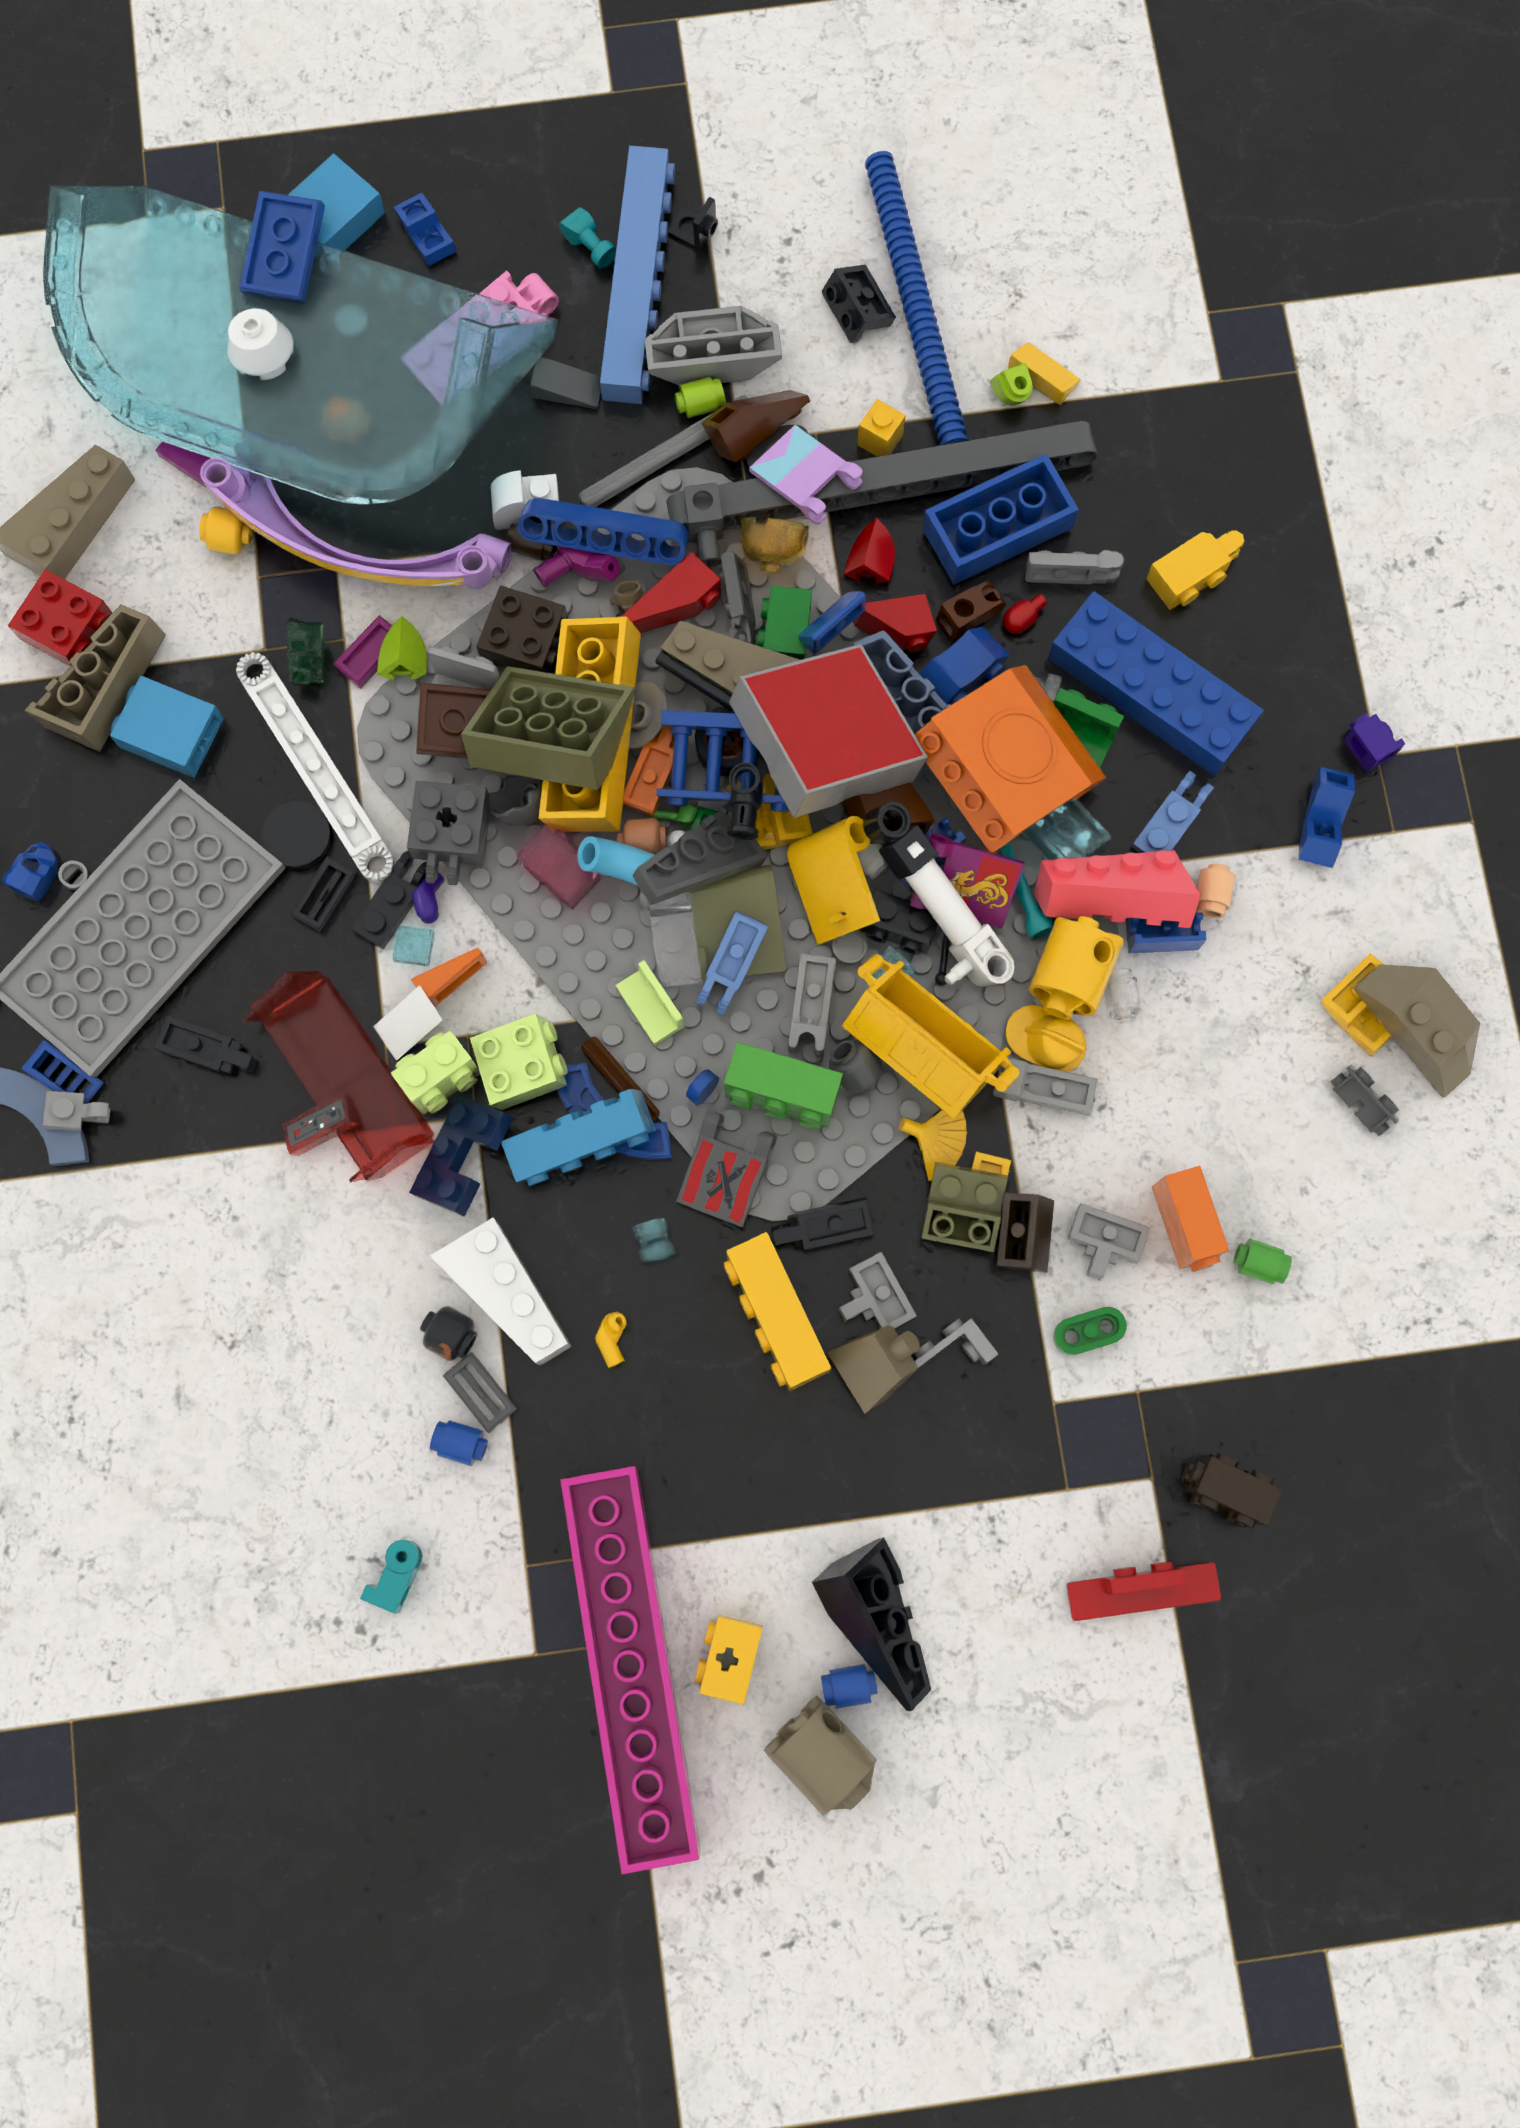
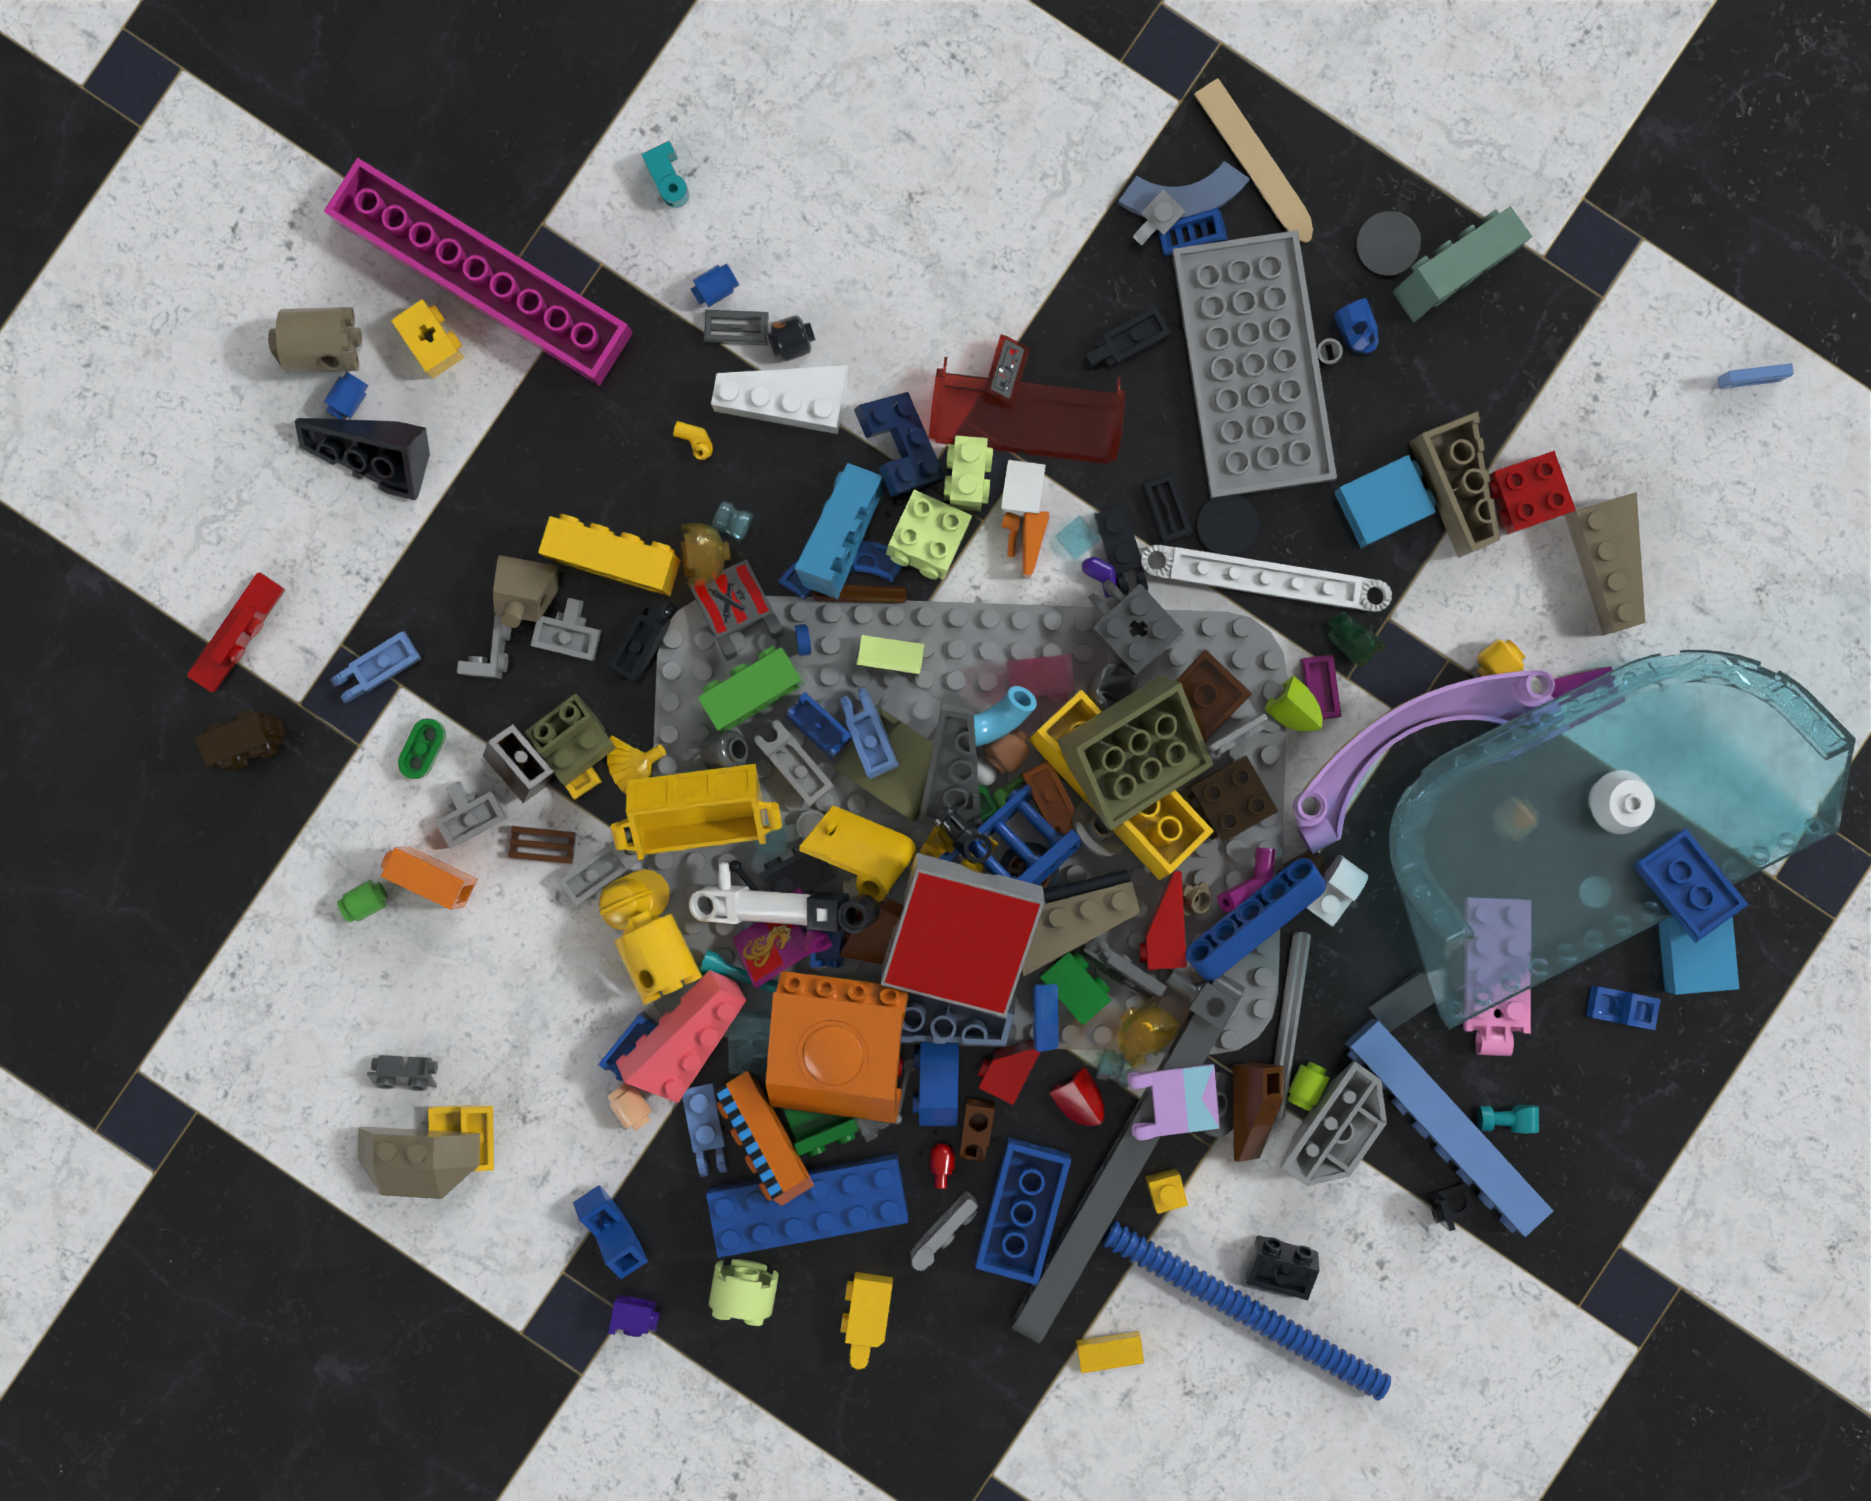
camera: 130 degrees right, 10 degrees up
(447, 1006) = (1011, 522): none -> orange hand
(705, 1237) = (702, 553): none -> clear yellow cylinder
(762, 1010) = (818, 726): none -> blue hinge
(821, 548) = (1113, 1067): none -> clear light blue wheel
(1013, 385) = (1116, 1317): lime piece -> none
(1054, 1435) = (378, 665): none -> medium blue hinge
(1084, 1149) = (515, 842): none -> reddish brown tile
(1137, 755) = (764, 1139): none -> orange brick
(1270, 670) = (743, 1291): none -> yellowish green brick

